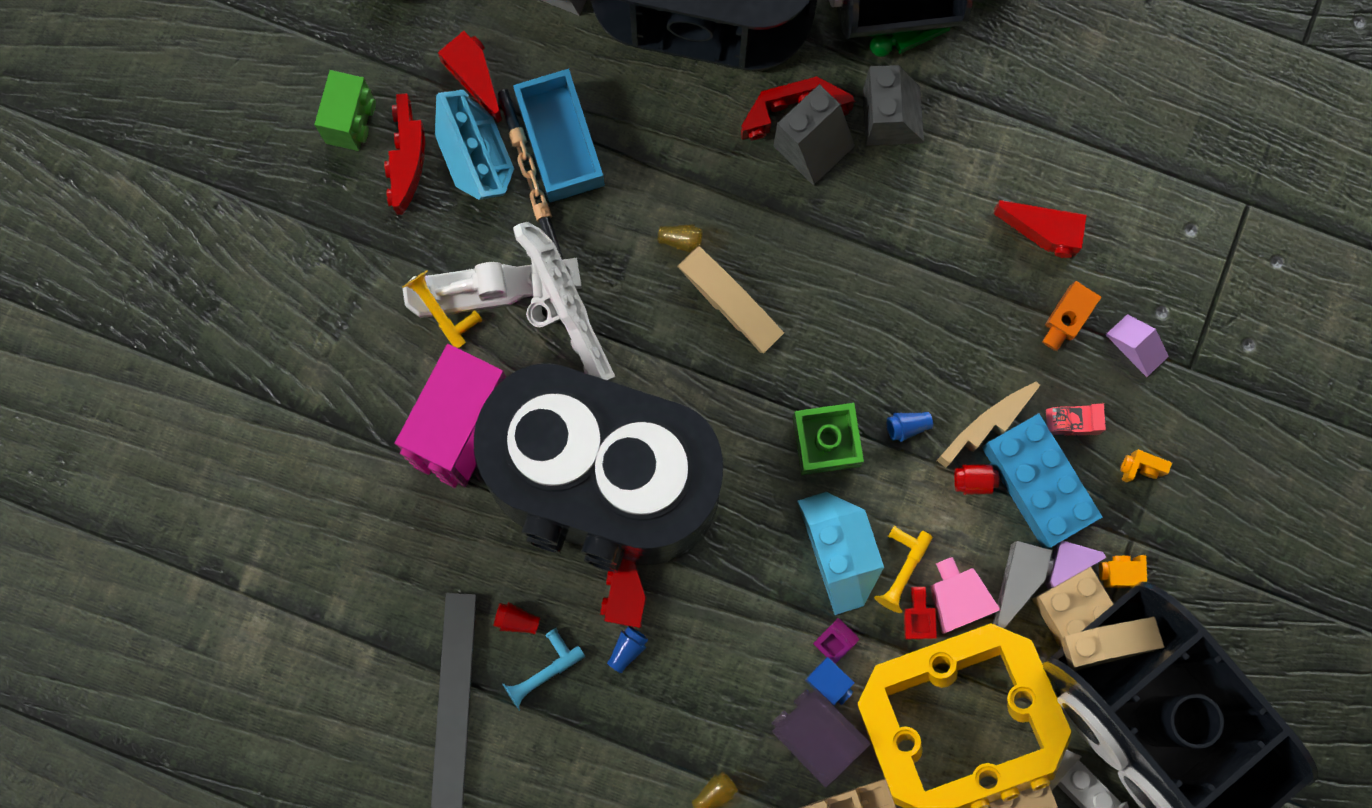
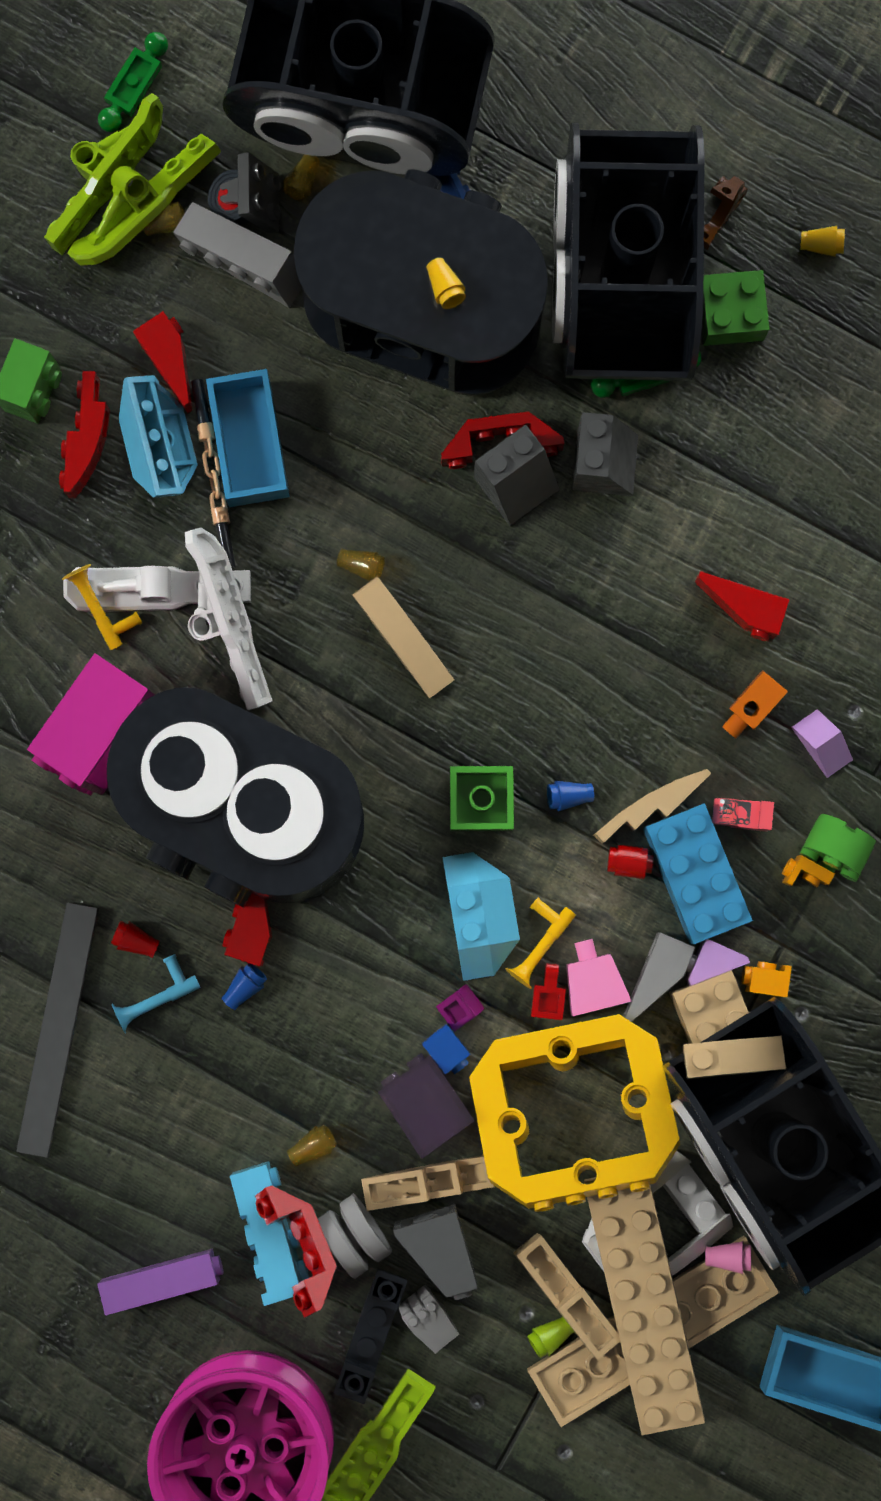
camera: 10 degrees right, 5 degrees up
(1171, 436) = (838, 846): none -> bright green brick

